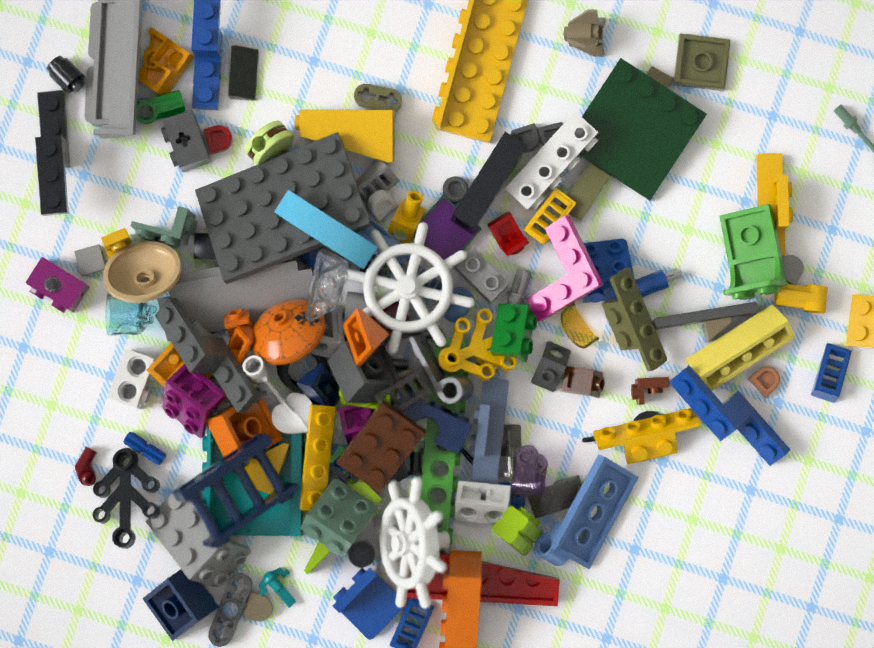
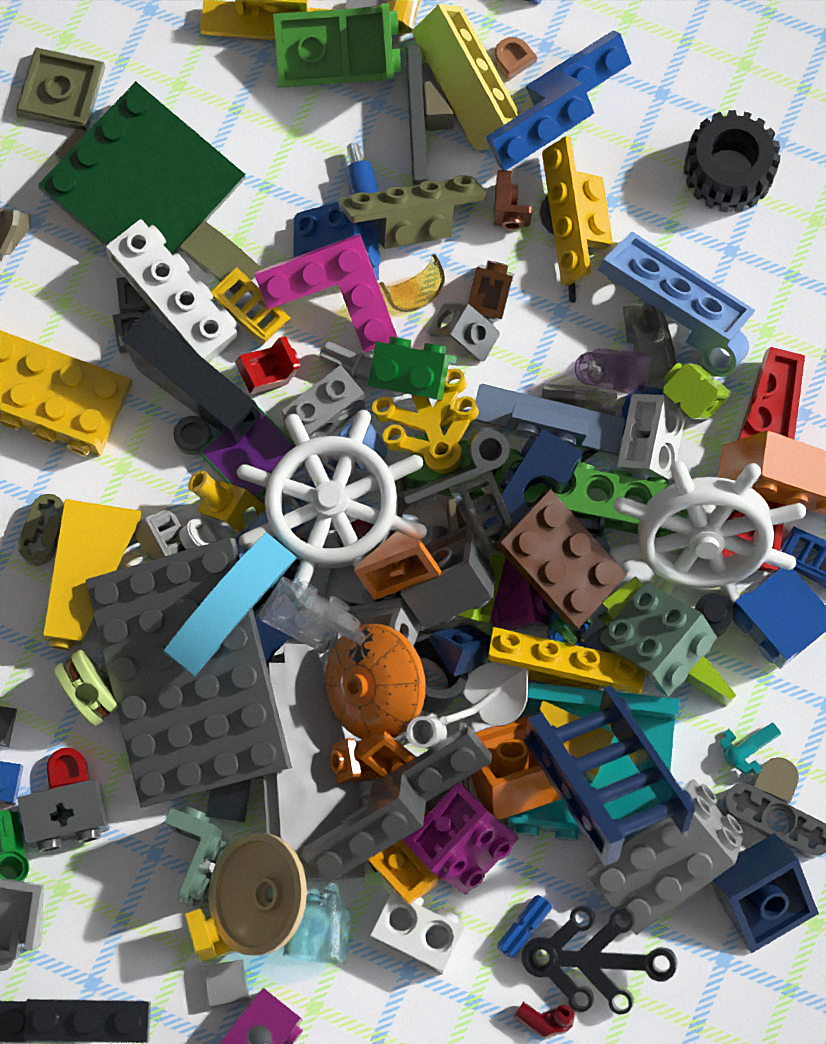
camera: 80 degrees left, 10 degrees down
(720, 543) = (738, 135): none -> black tyre

